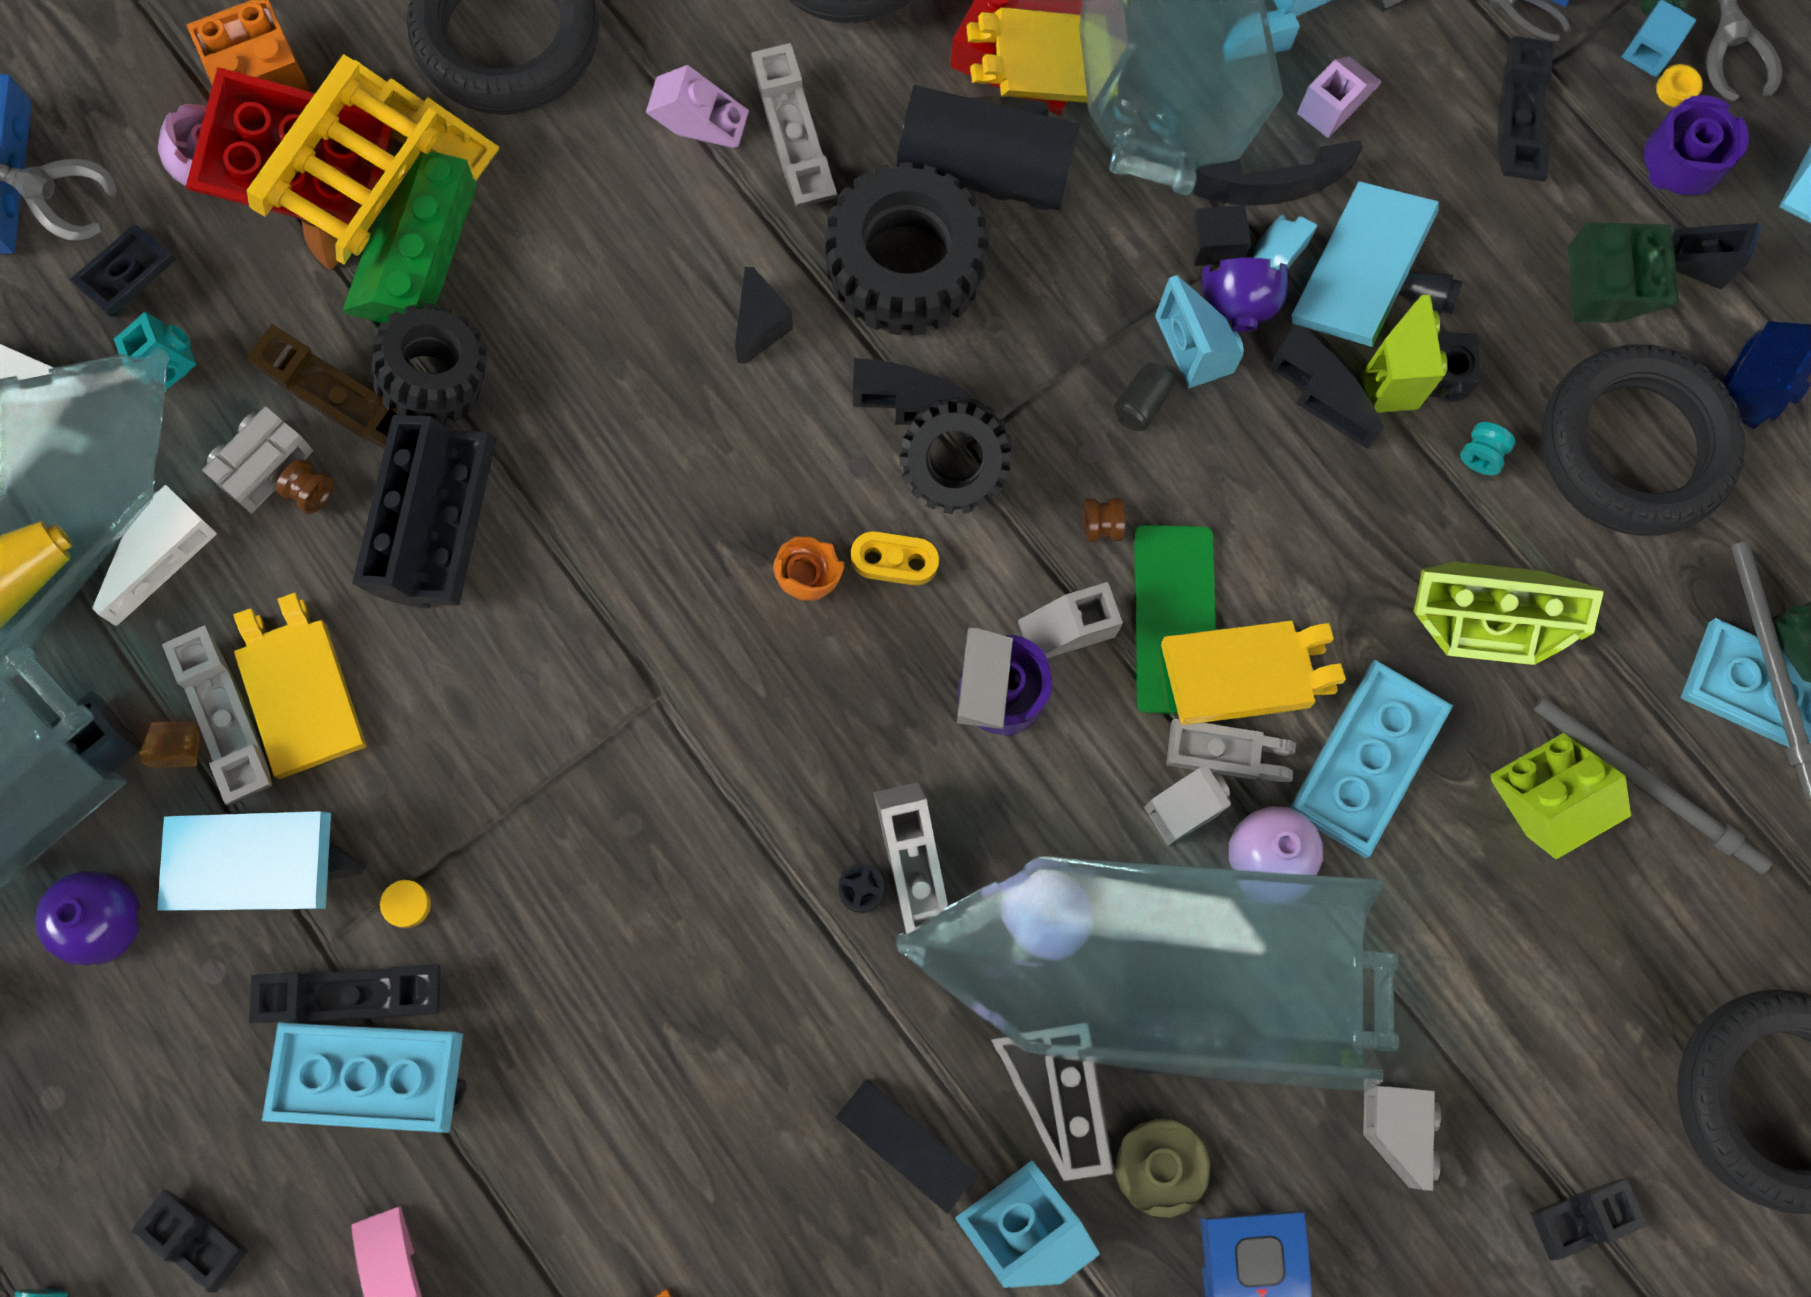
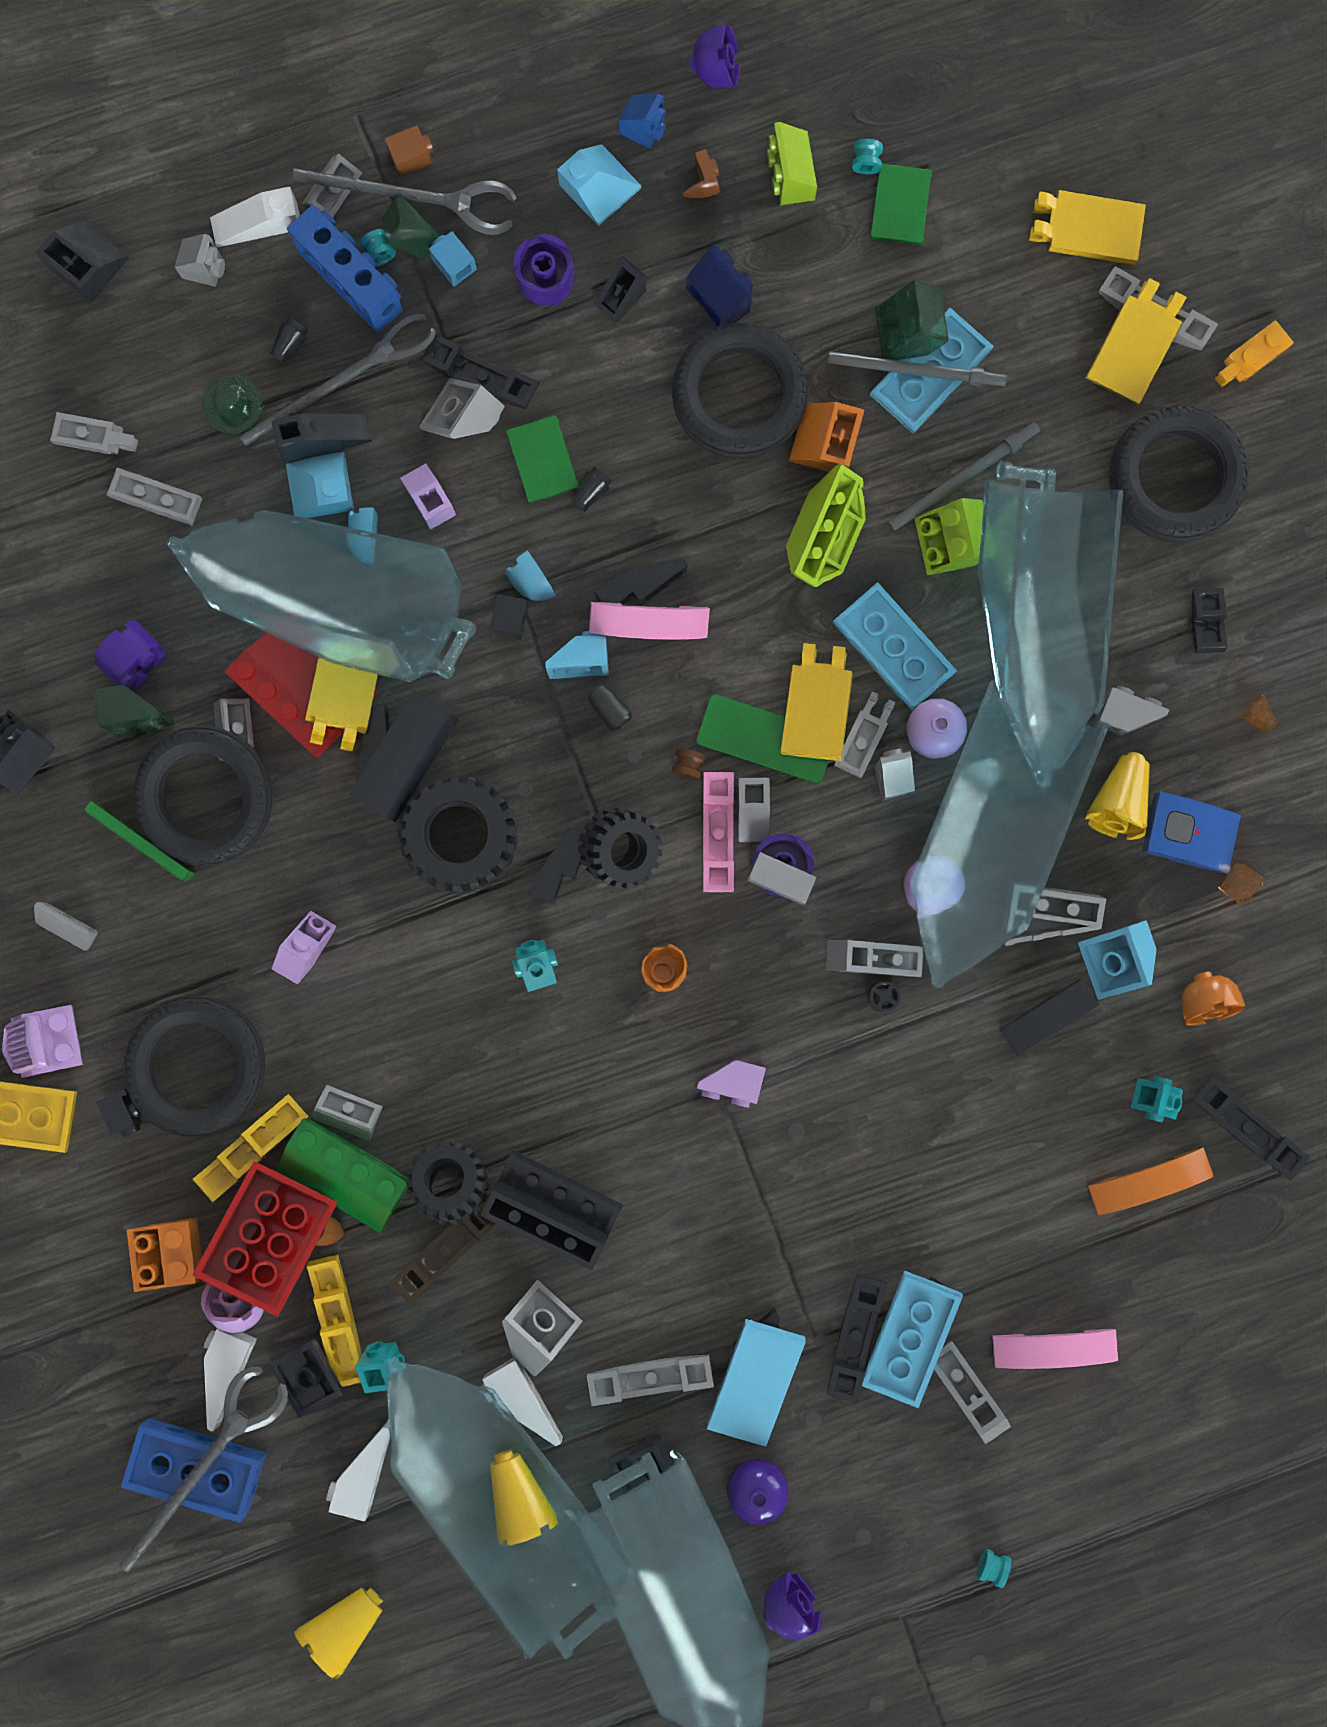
camera: 65 degrees left, 10 degrees up
(127, 157) = (222, 1362): none -> white slope
(171, 744) = (657, 1415): clear orange slope -> none
(189, 1240) = (976, 1468): black slope -> none
(219, 283) = (336, 1318): none -> yellow slope
(255, 458) = (476, 1315): light grey brick -> none
(259, 542) = (538, 1328): none -> light grey slope
(296, 690) = (645, 1325): yellow tile -> none
(298, 1195) = (970, 1394): none -> light grey slope
(304, 486) = (505, 1287): reddish brown wheel -> none
(321, 121) = (278, 1233): yellow fence -> none
(405, 904) = (807, 1288): yellow tile -> none
(494, 226) = (347, 1112): none -> light grey slope
(678, 712) = (735, 1080): none -> lavender slope
(761, 317) = (474, 947): black slope -> none
(761, 396) = (535, 964): none -> teal brick
(792, 125) = (337, 884): light grey slope -> none
(895, 555) = (672, 909): yellow plate -> none
(1019, 590) = (718, 832): none -> bright pink slope
(1162, 1167) = (1105, 865): olive tile -> none
(1229, 185) = (472, 596): black slope -> none
(1245, 291) = (561, 617): dark purple cylinder -> none
(1270, 1160) = (1123, 799): none -> yellow cone
(1282, 410) = (648, 622): none -> bright pink slope
(1365, 263) = (559, 525): medium azure tile -> none
(1407, 361) = (641, 527): lime slope -> none
(1462, 222) = (542, 459): none -> green piece
(1463, 355) = (644, 484): black brick -> none
(1470, 105) = (462, 410): none -> light grey slope
(1487, 448) = (714, 494): teal wheel -> none
(1512, 950) = (1048, 606): none -> clear light blue windscreen
(1621, 271) = (619, 356): clear green slope -> none
(1637, 573) = (826, 435): none -> orange slope
(1678, 84) = (489, 257): yellow tile -> none

